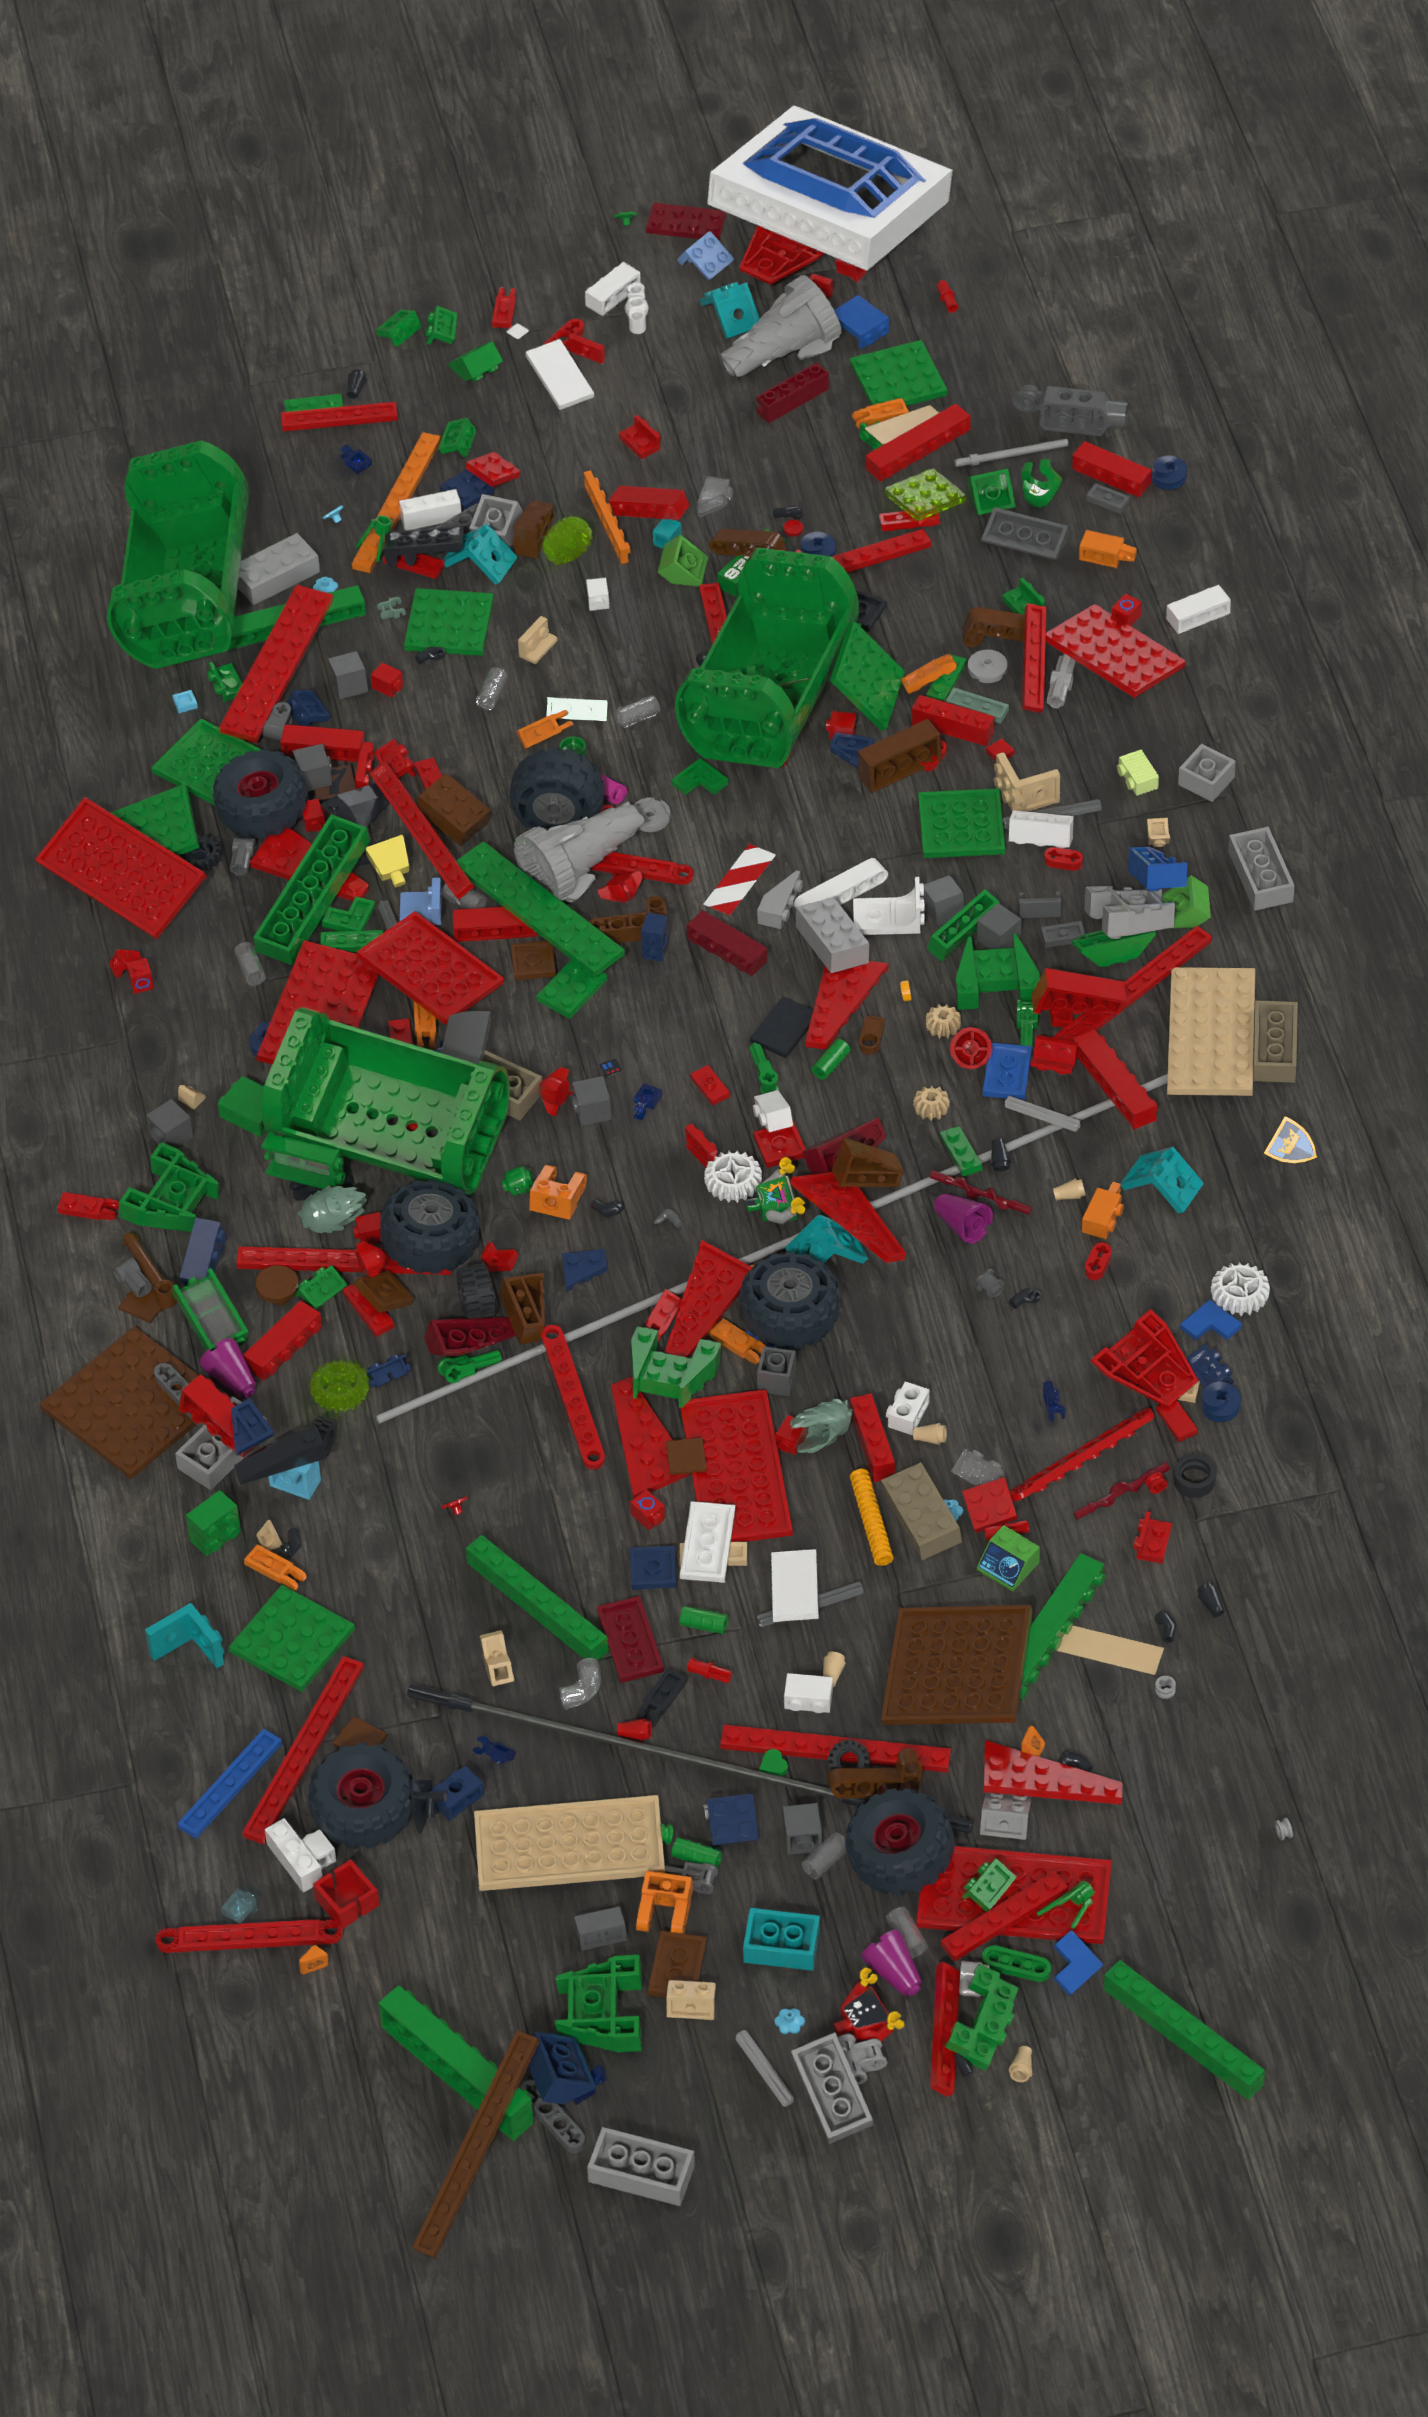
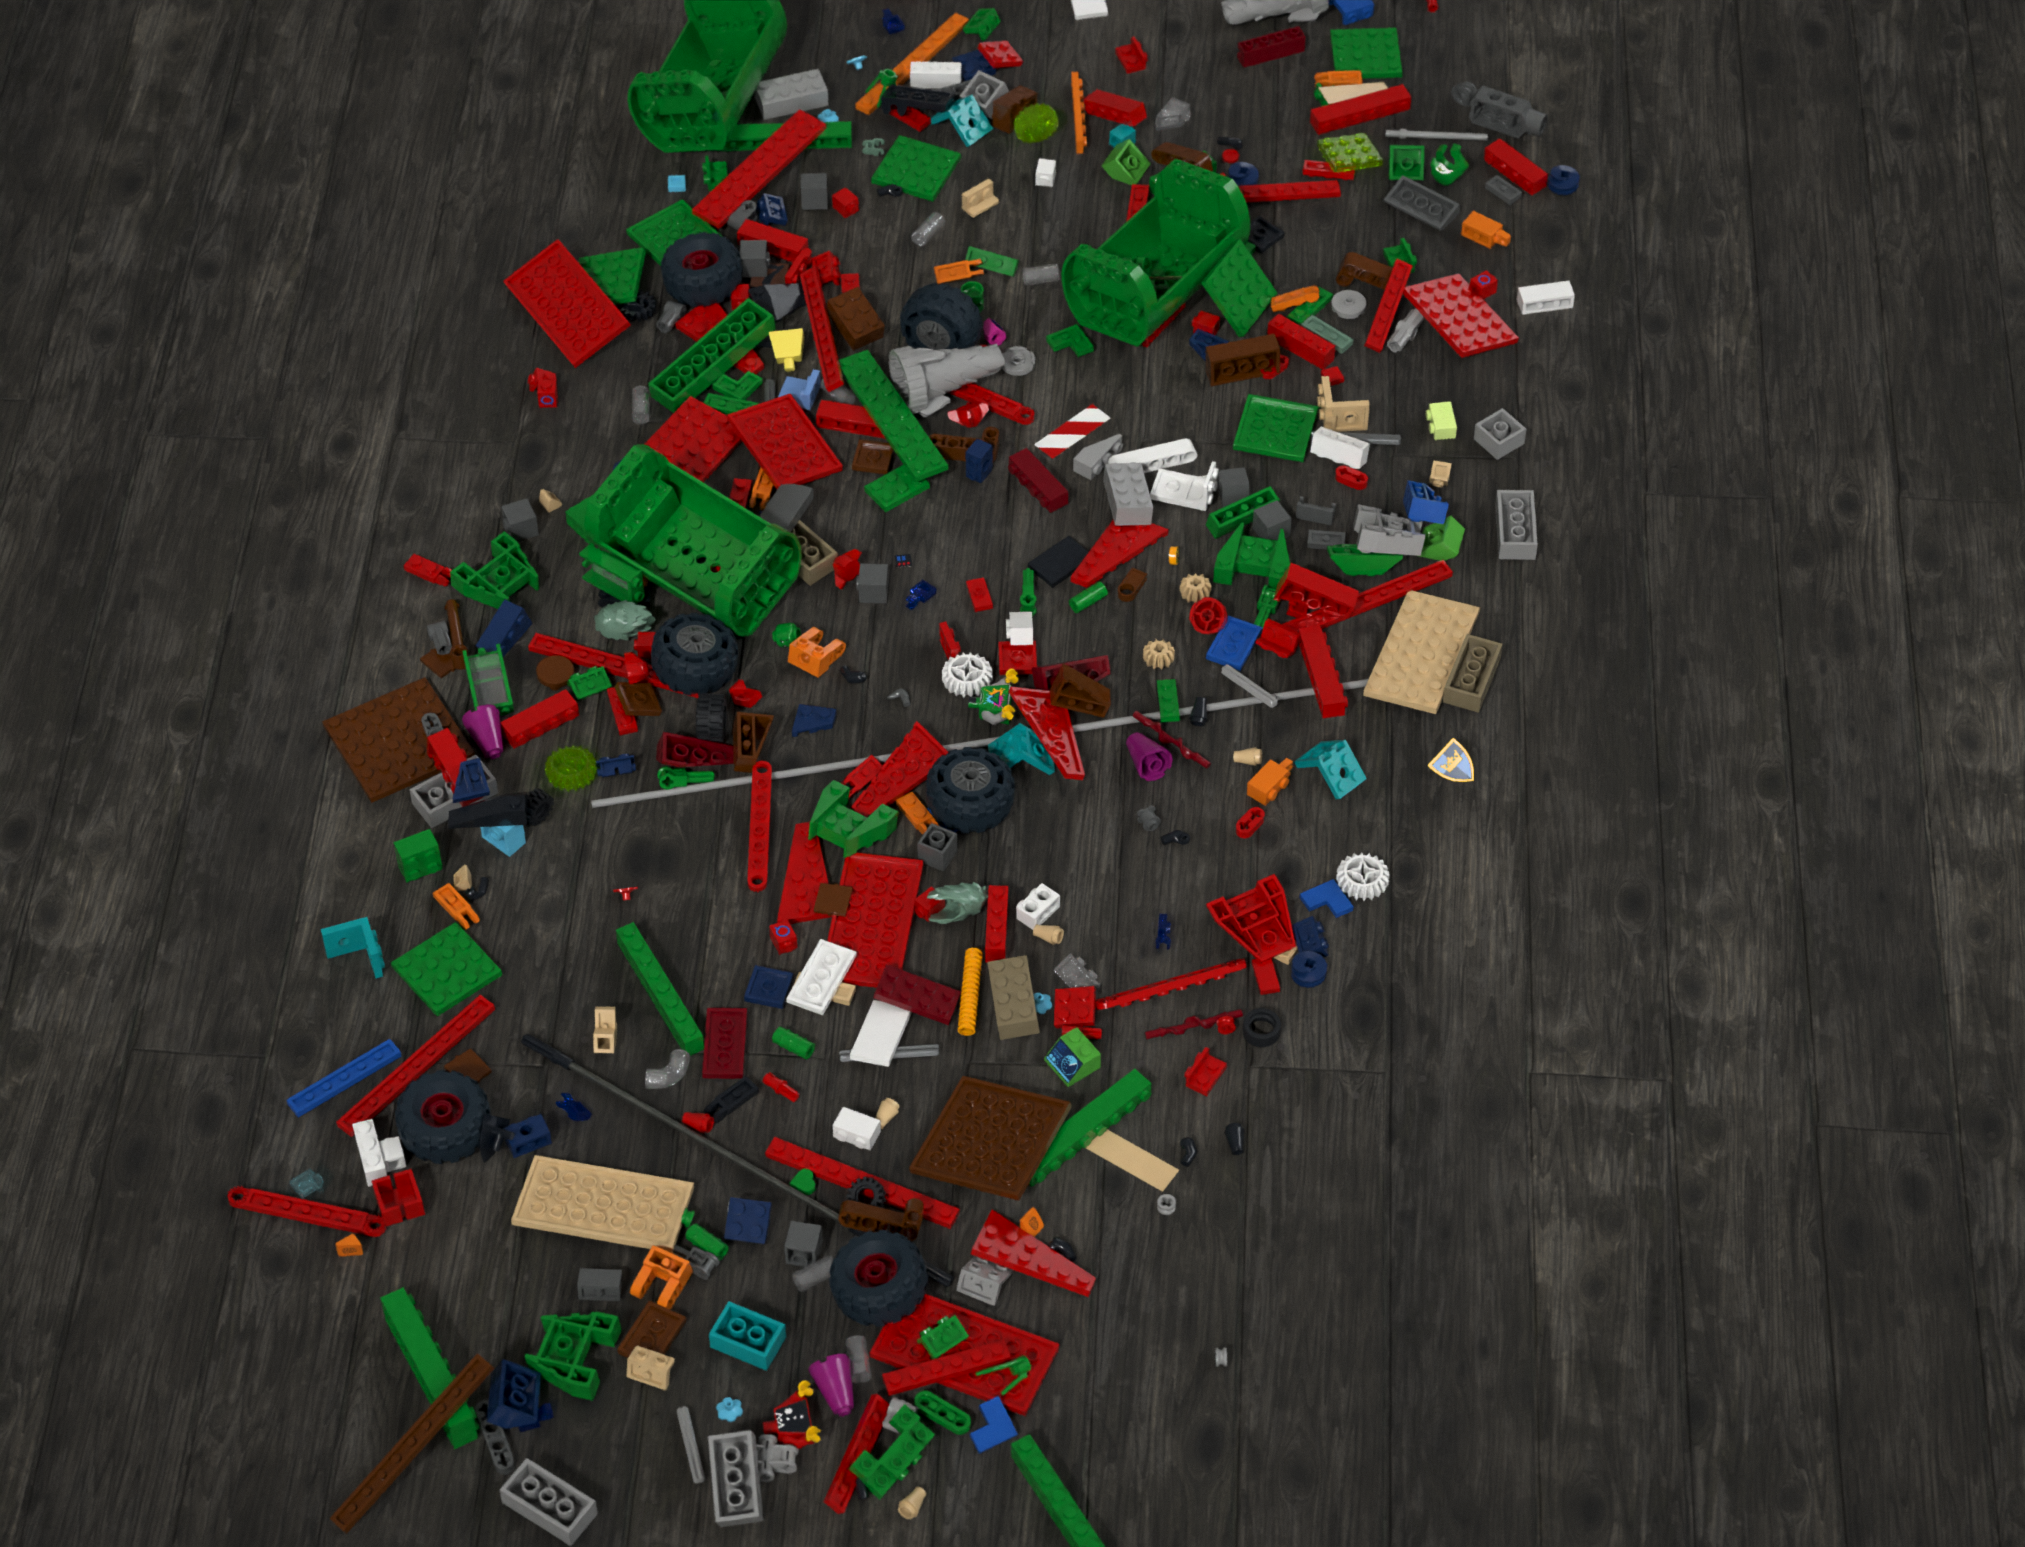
camera: 15 degrees right, 0 degrees up
(817, 1534) = (917, 994): none -> dark red plate

